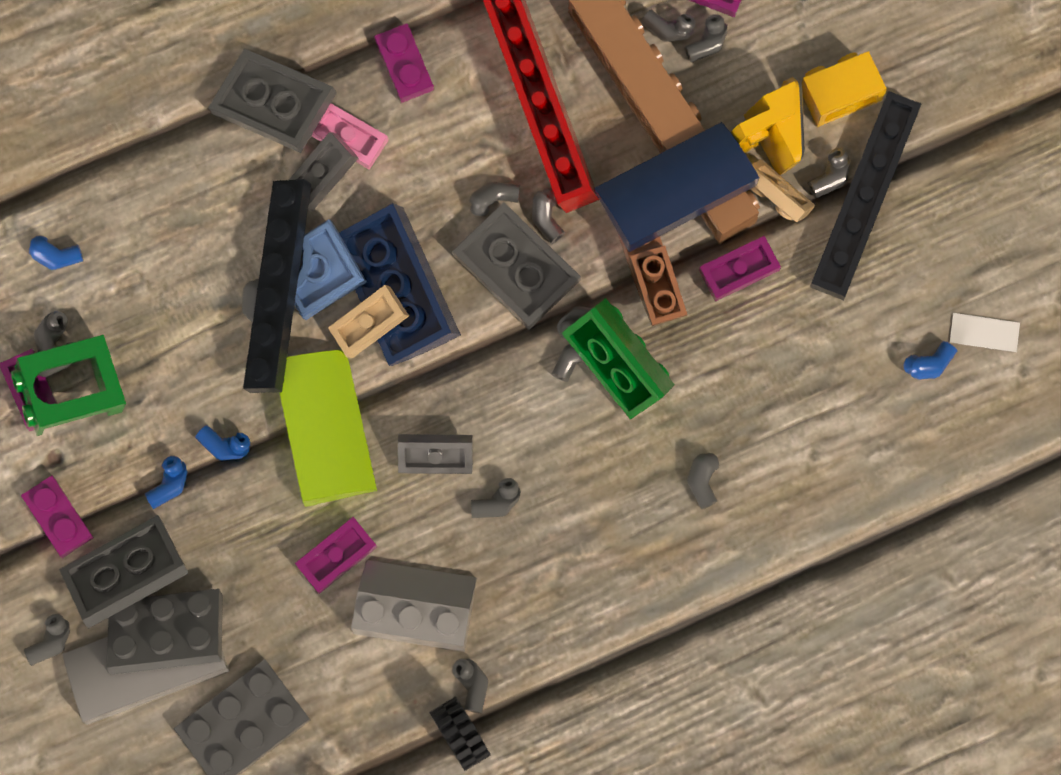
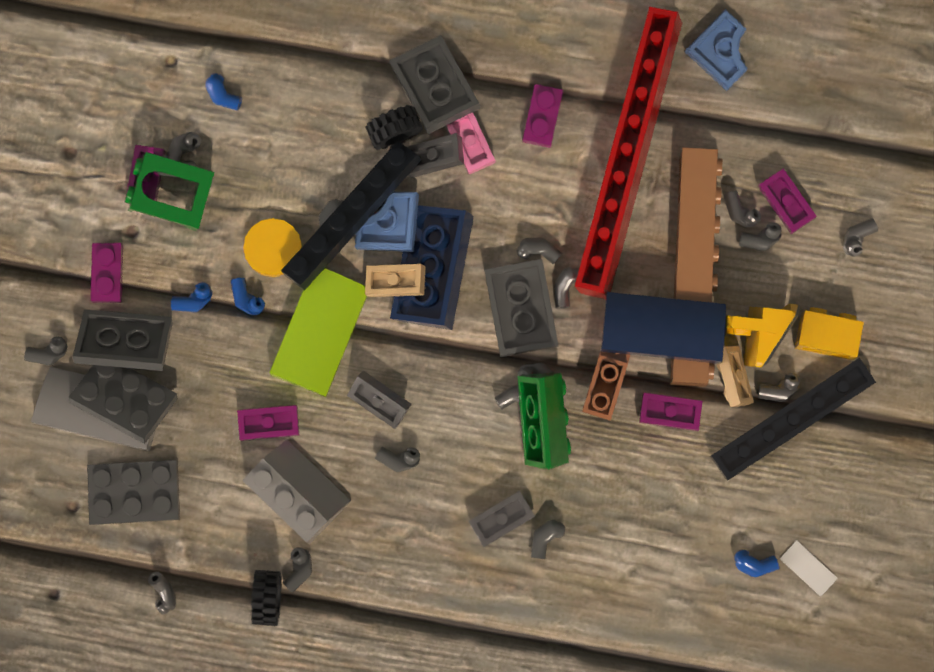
camera: 40 degrees right, 5 degrees up
(214, 375) = (271, 246): none -> yellow tile
(259, 168) = (394, 127): none -> black tyre
(645, 490) = (501, 519): none -> flat silver plate

